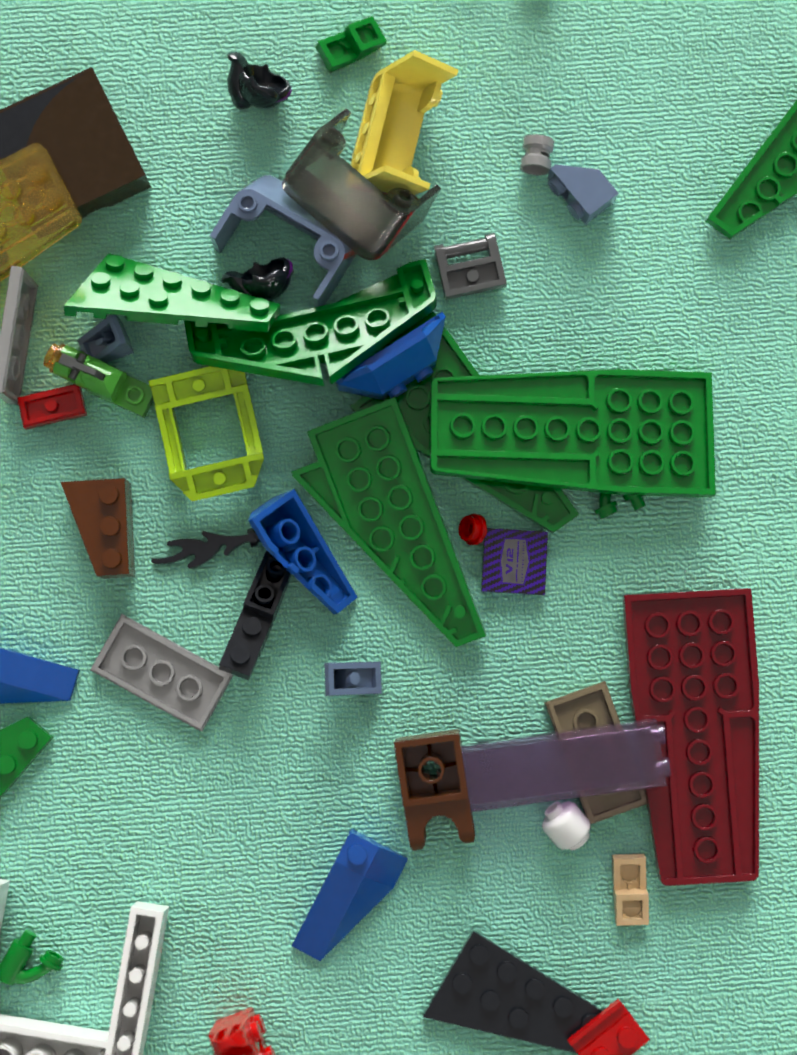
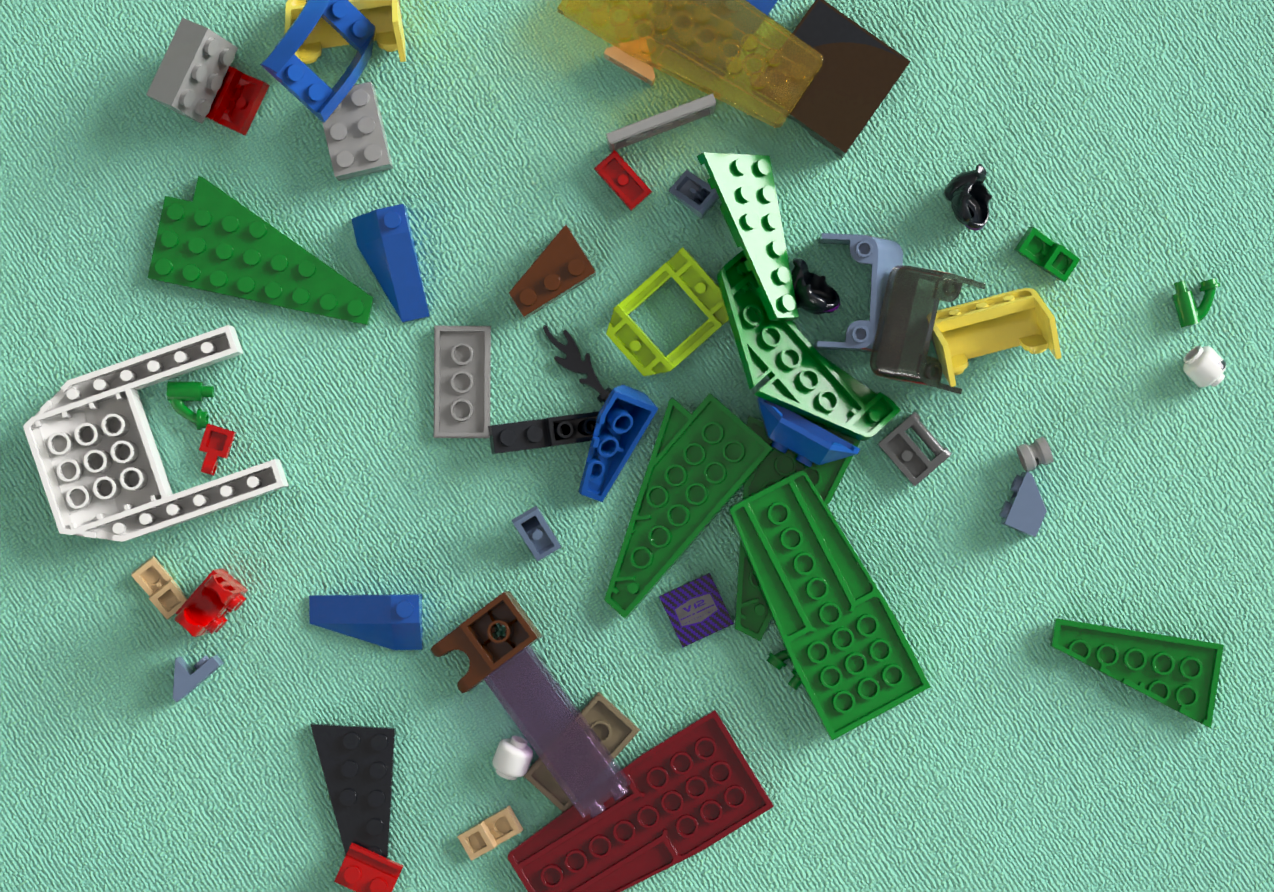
camera: 65 degrees right, 5 degrees up
(84, 959) = (216, 444): none -> red plate
(99, 378) = (664, 206): bright green plate -> none
(473, 529) = (703, 564): red plate -> none

